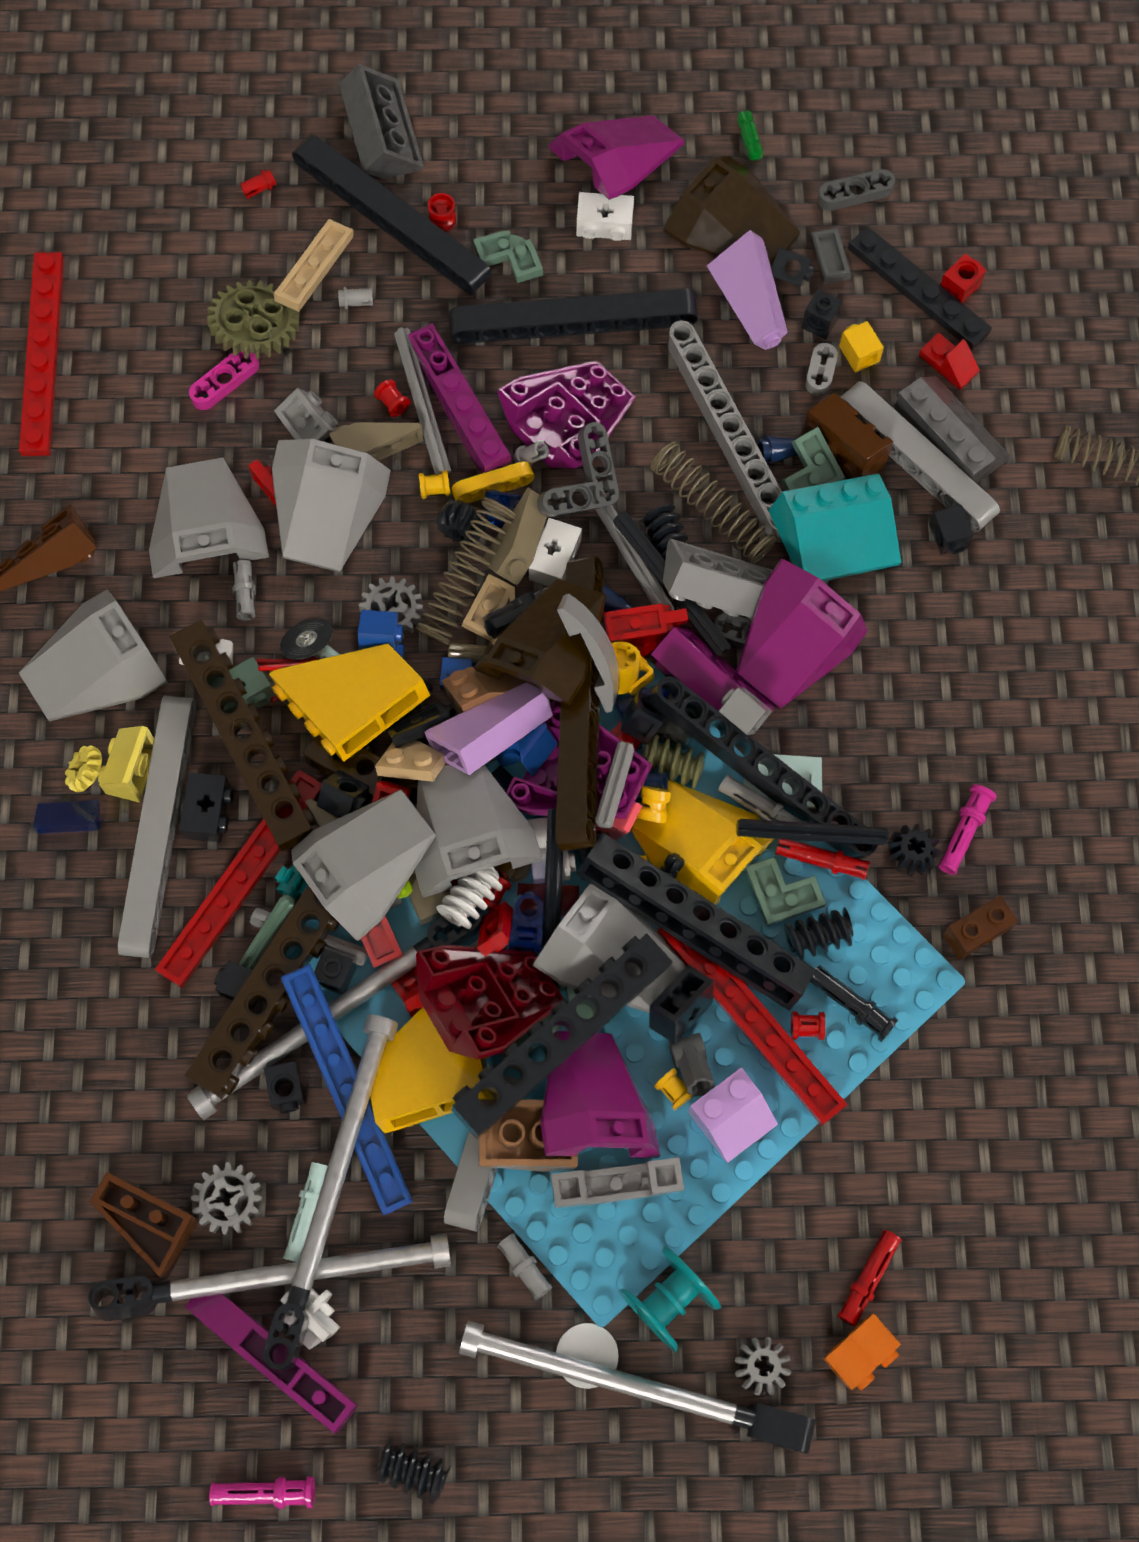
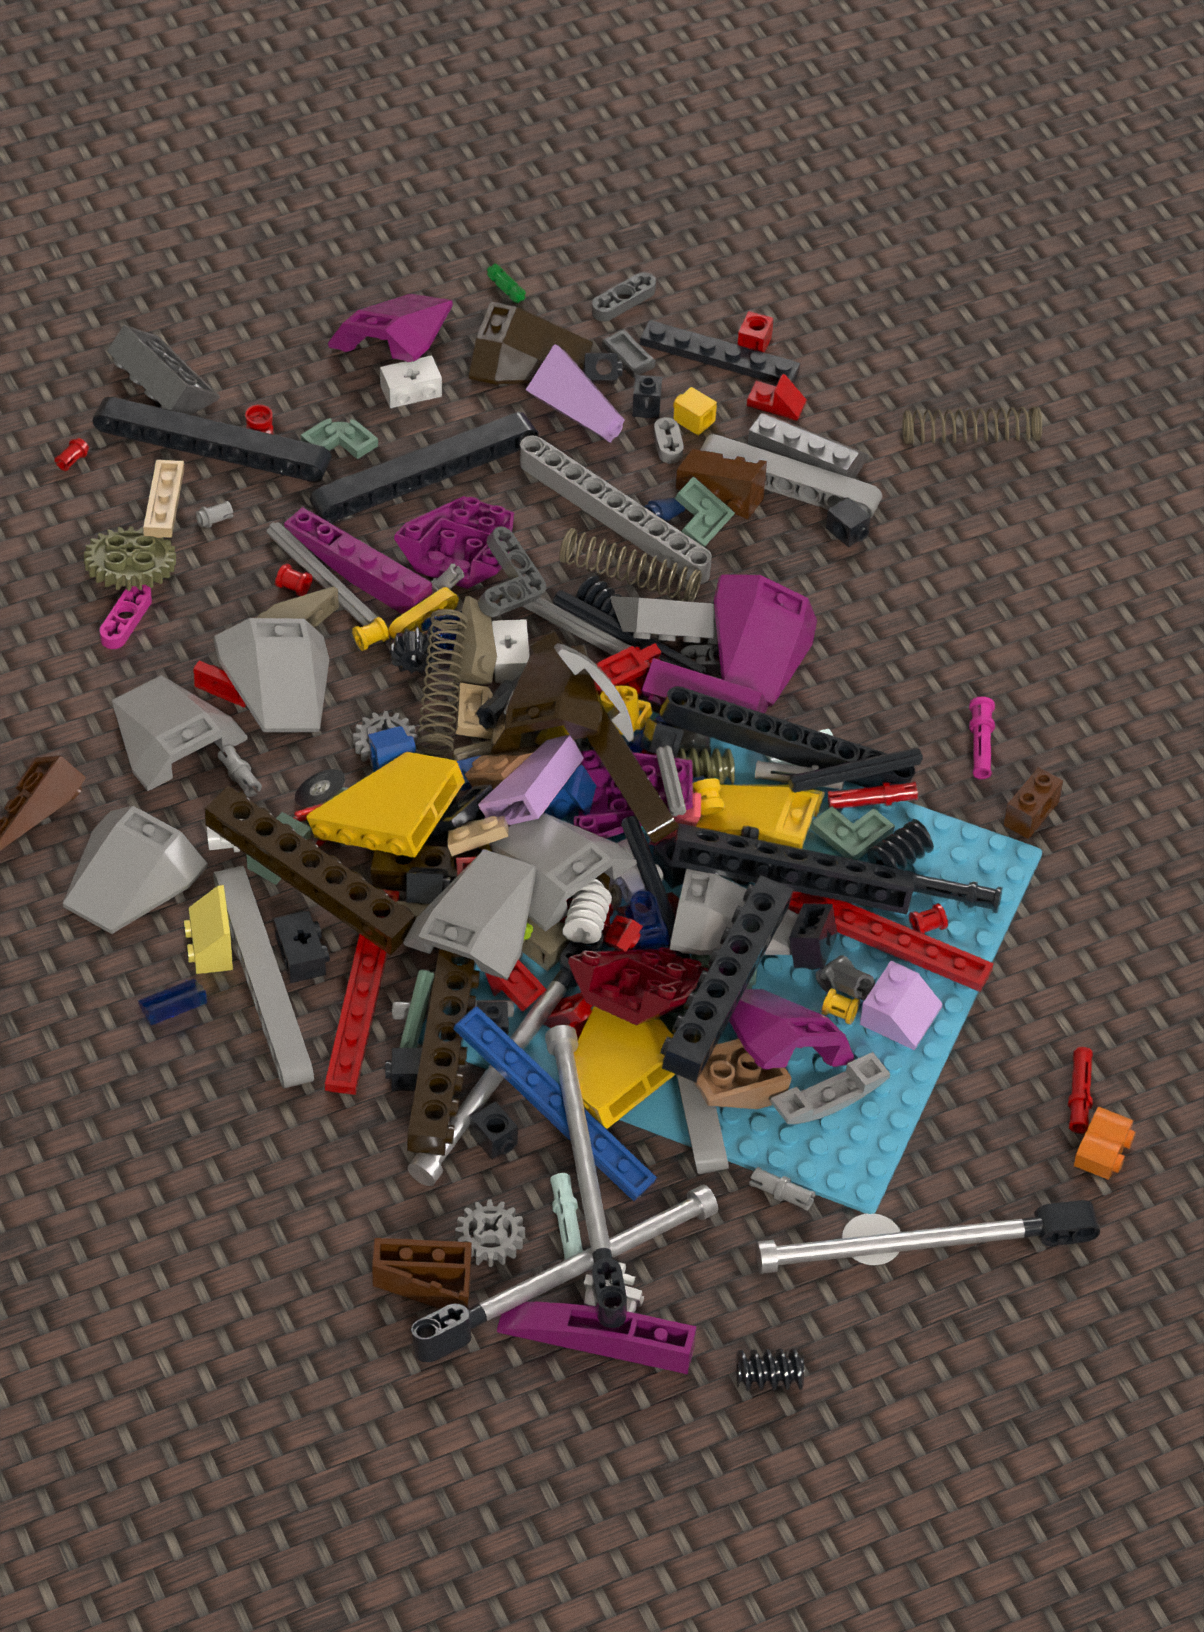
camera: 25 degrees left, 20 degrees down
(83, 768) = (177, 947): light yellow gear -> none
(279, 1493) = (661, 1434): dark pink pin -> none
(290, 882) = (408, 971): teal gear -> none
(305, 416) = (217, 616): light grey bracket -> none
(670, 1298) = (929, 1138): teal piece -> none
(744, 710) = (750, 693): light grey brick -> none
(753, 1372) = (1026, 1184): light grey gear -> none
(838, 527) = (751, 541): teal slope -> none
(911, 859) = (946, 766): black gear -> none

